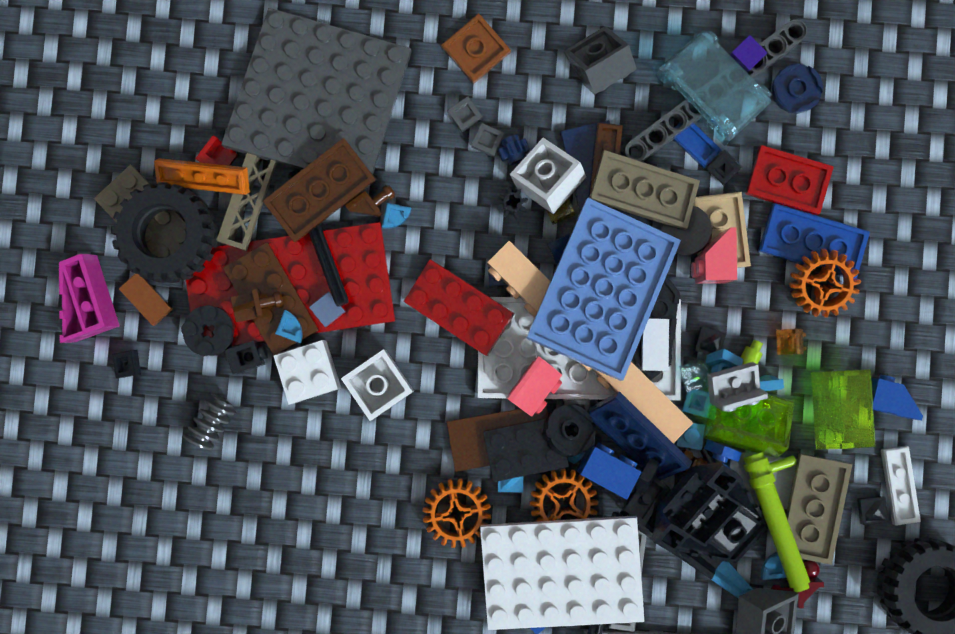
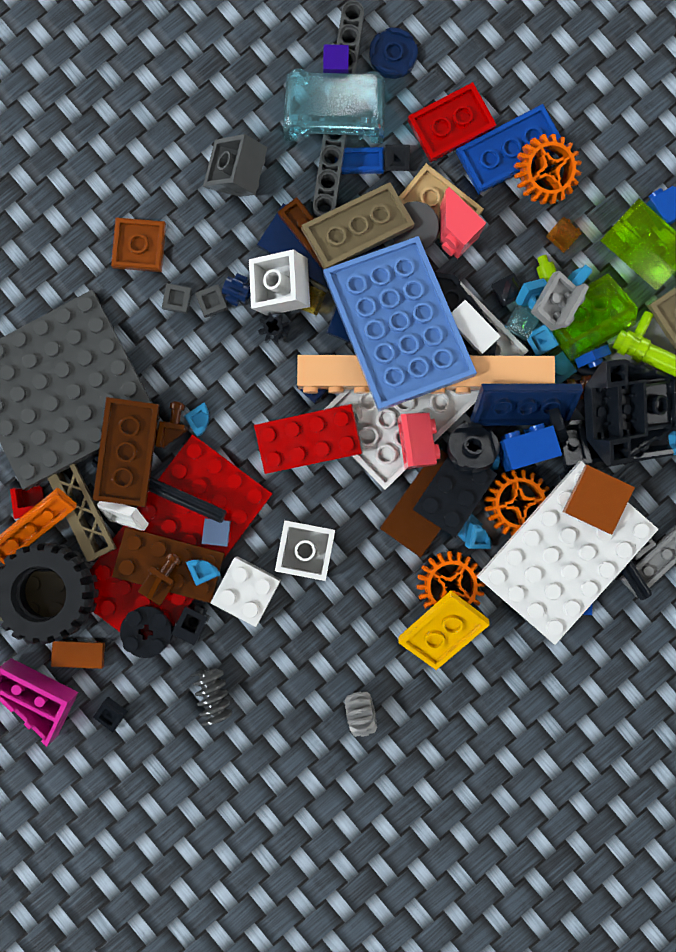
camera: 45 degrees left, 0 degrees up
(274, 233) = (123, 515): none -> white tile
(301, 540) = (360, 714): none -> light grey gear
(419, 540) = (443, 630): none -> yellow plate
(510, 497) = (477, 537): none -> dark azure tile
(621, 557) = (598, 499): none -> dark orange tile

